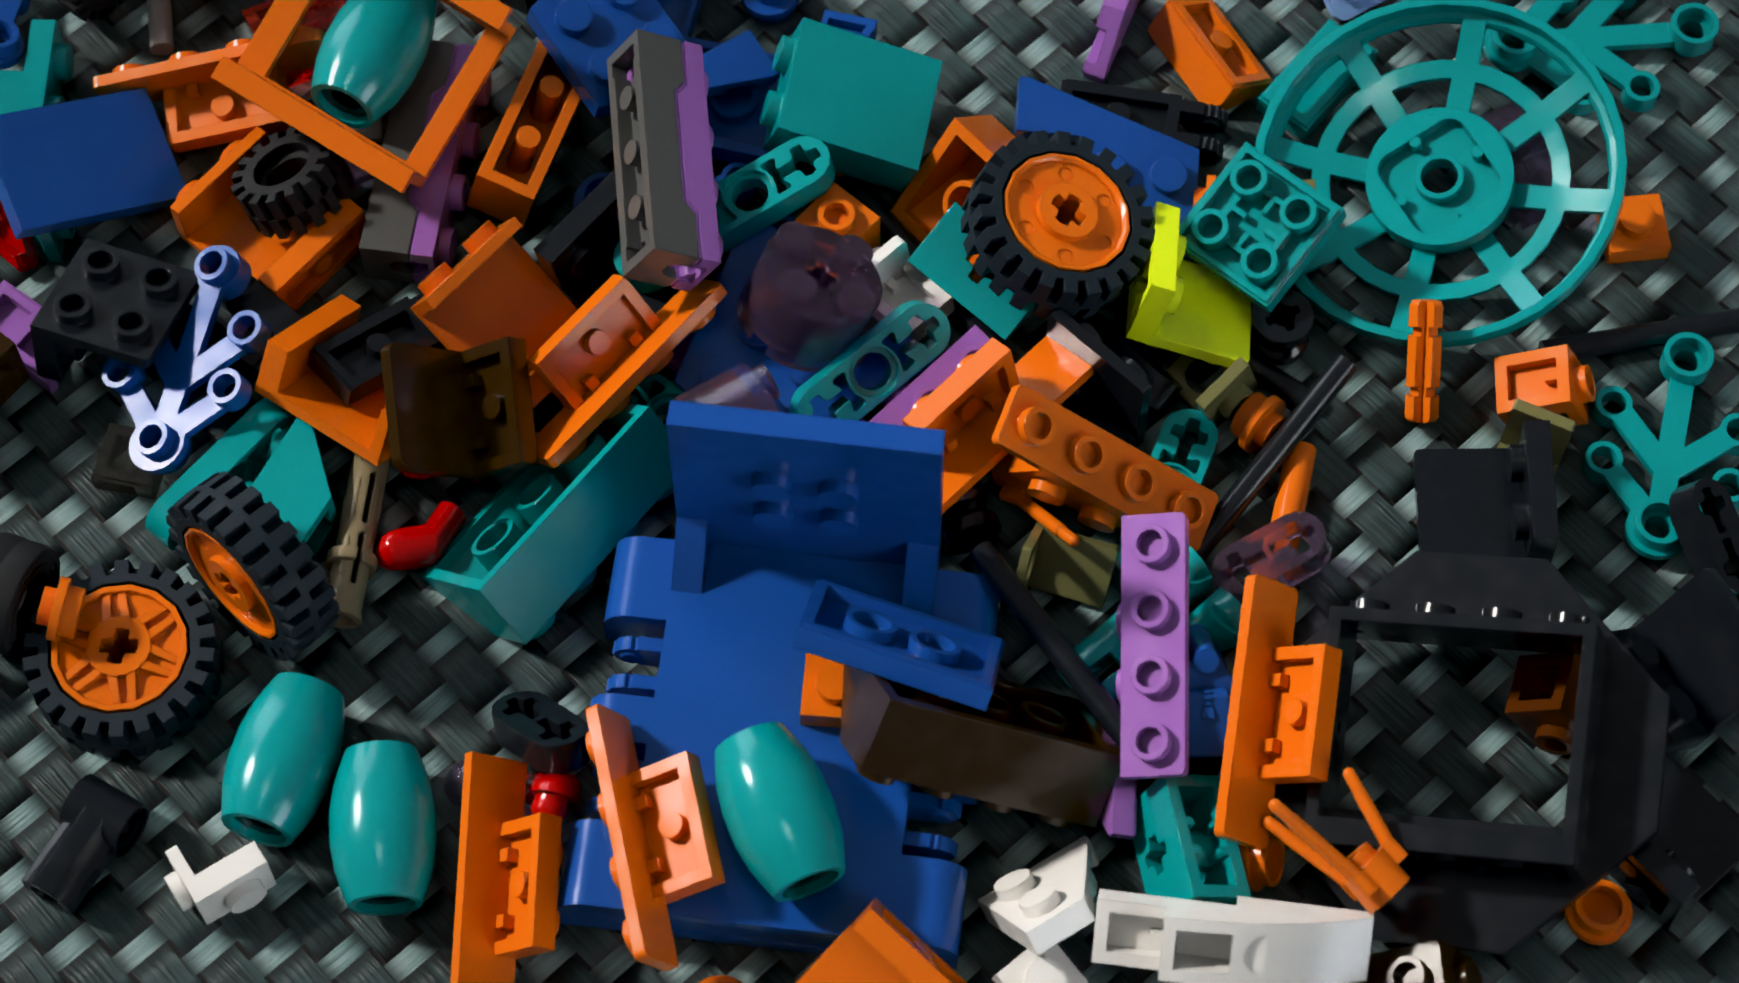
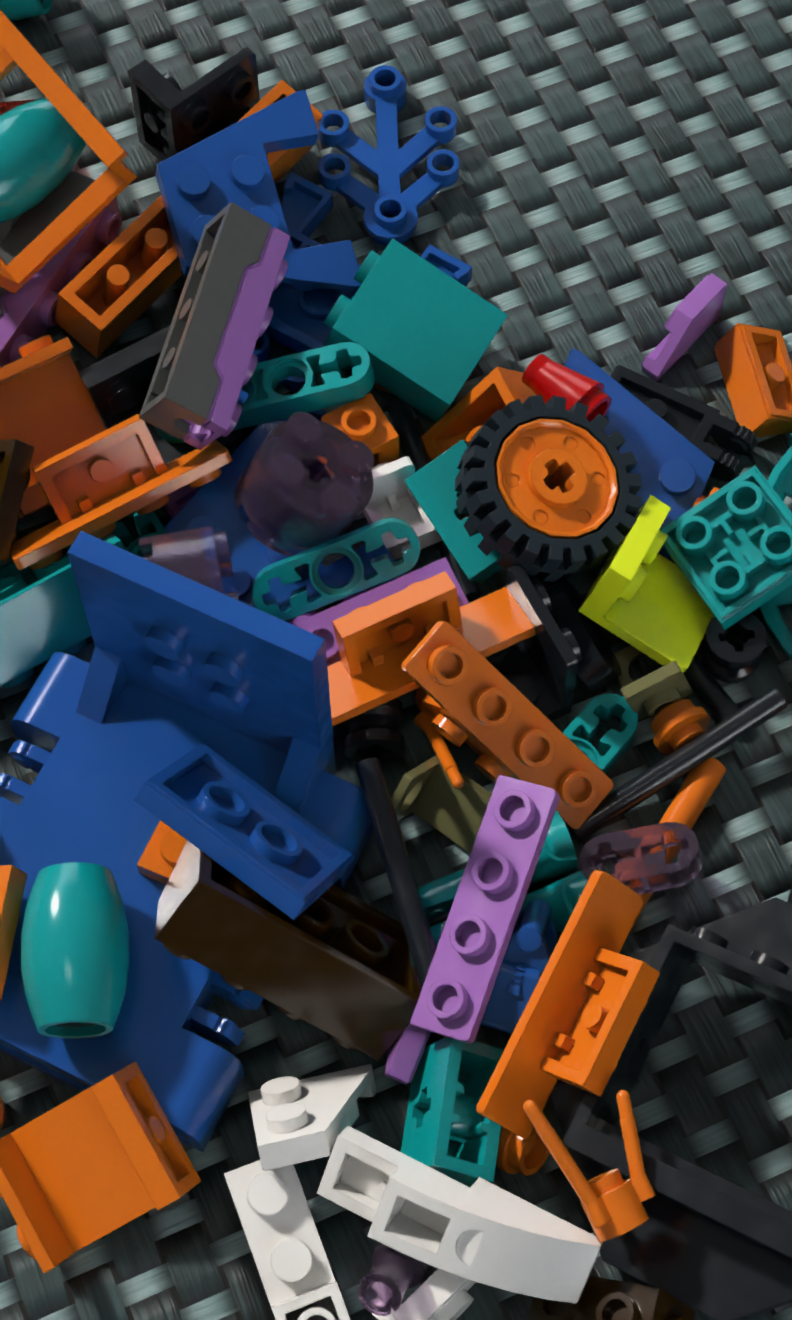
camera: 20 degrees right, 0 degrees up
(1023, 116) = (553, 379): none -> red cone

